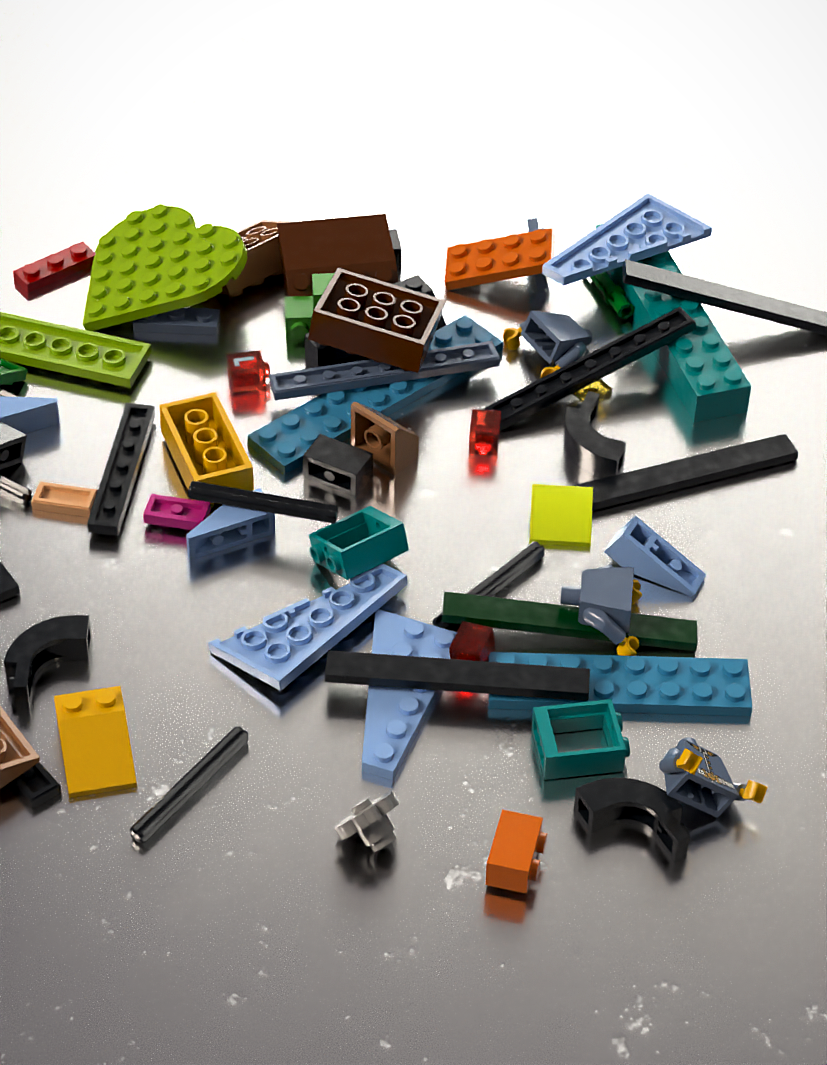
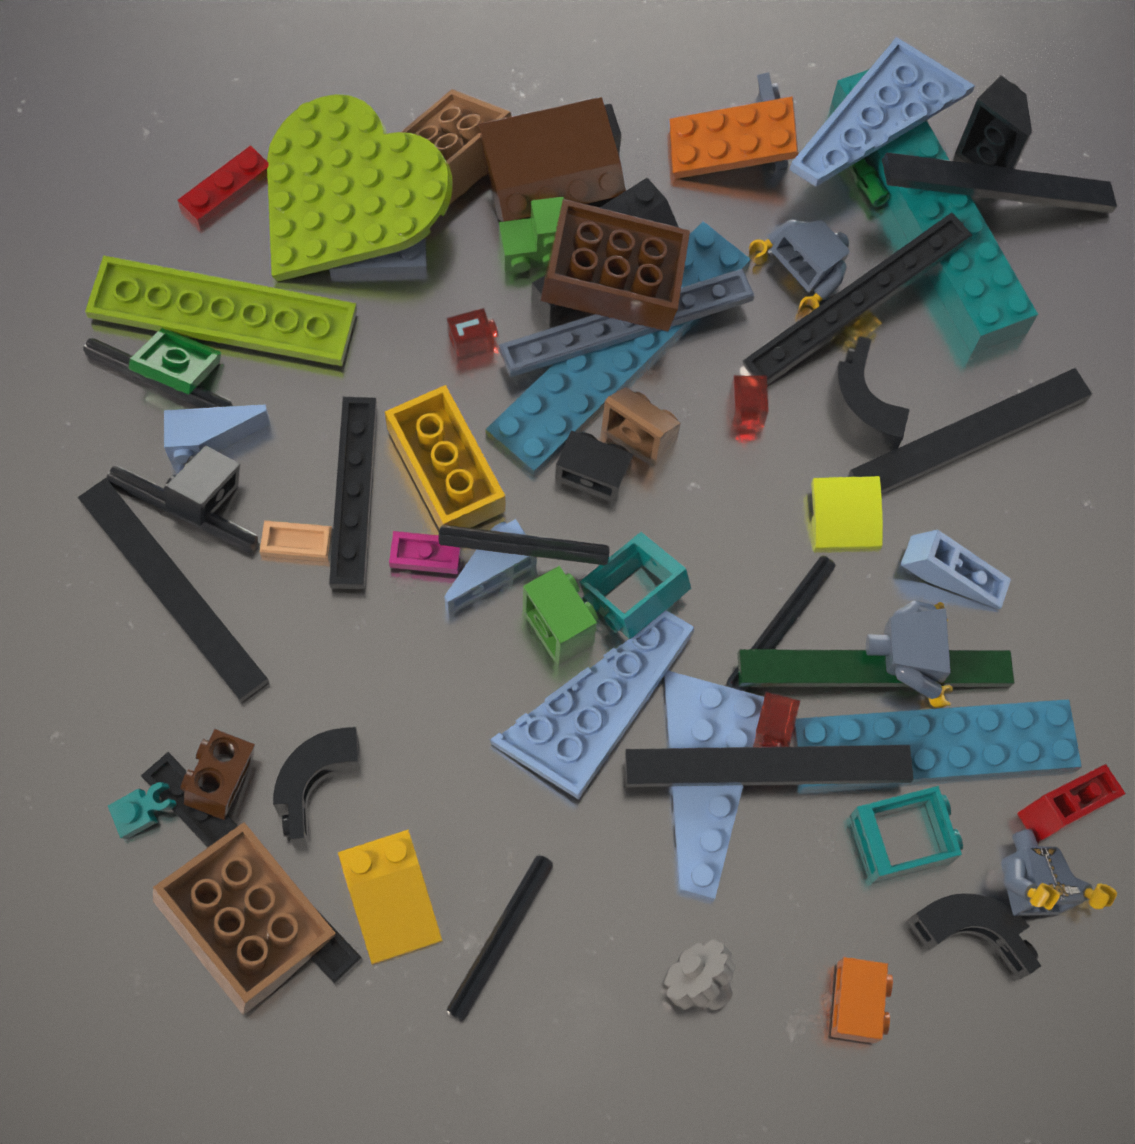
camera: 10 degrees left, 25 degrees up
(286, 555) = (560, 614): none -> bright green brick
(727, 252) = (997, 127): none -> black slope
(737, 729) = (1071, 803): none -> red slope

